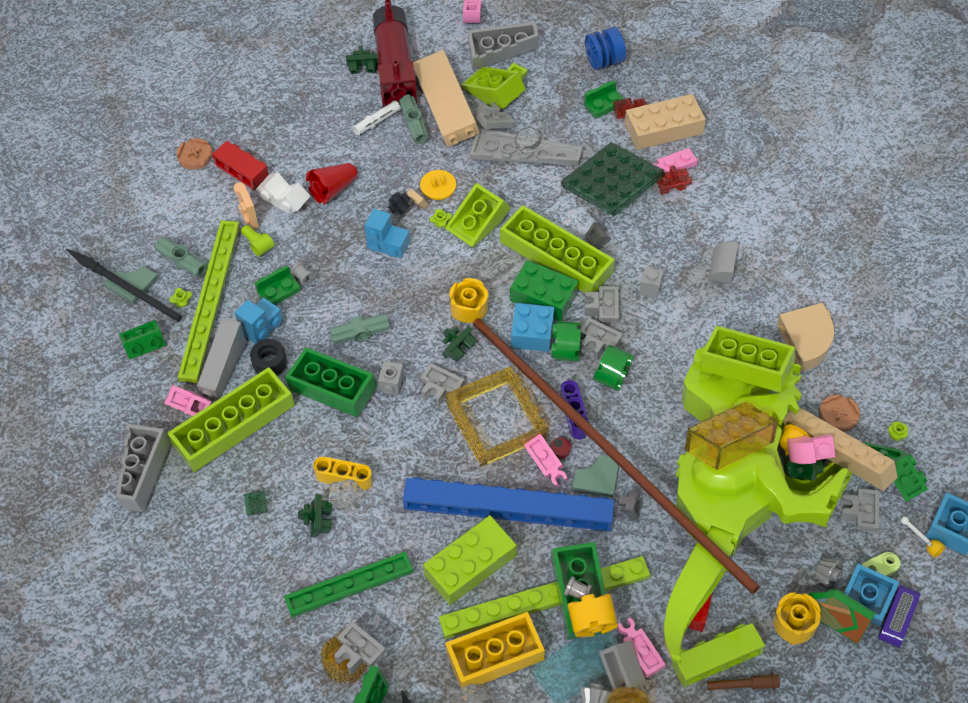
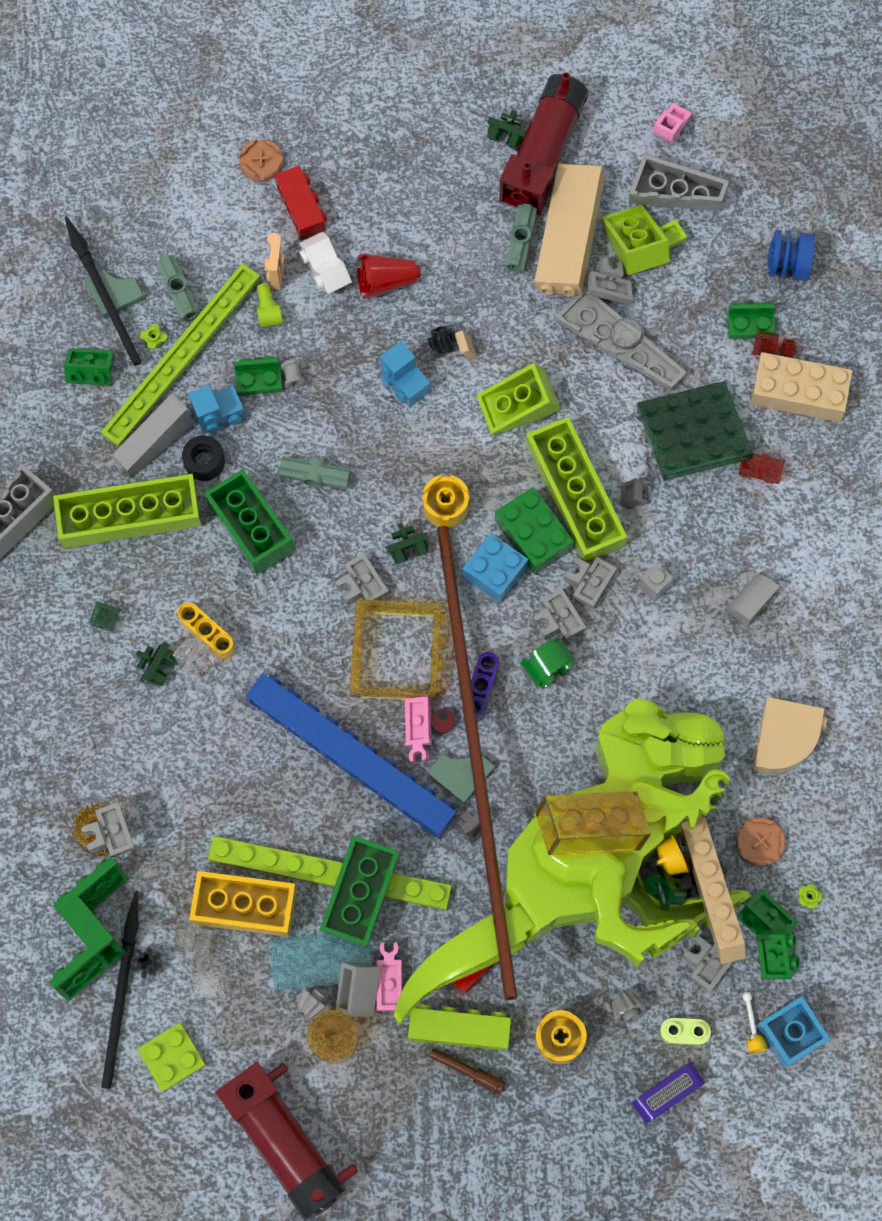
camera: 30 degrees right, 15 degrees up
(186, 400) = (97, 469): bright pink brick -> none
(348, 584) = (146, 754): green plate -> none
(370, 121) = (474, 216): white pin -> none
(391, 378) = (314, 548): light grey brick -> none
(438, 184) = (501, 335): yellow piece -> none
(440, 222) = (477, 387): lime plate -> none
(470, 560) = (276, 795): lime brick -> none
(567, 341) = (517, 606): green brick -> none
(577, 589) = (350, 893): light grey bush -> none
(592, 615) = (346, 928): yellow brick -> none
(680, 160) = (780, 444): bright pink plate -> none
(748, 358) = (673, 744): lime brick -> none
(808, 450) = (672, 877): bright pink brick -> none
(843, 614) = (607, 1059): tile -> none
(872, 591) = (648, 1055): dark azure brick -> none

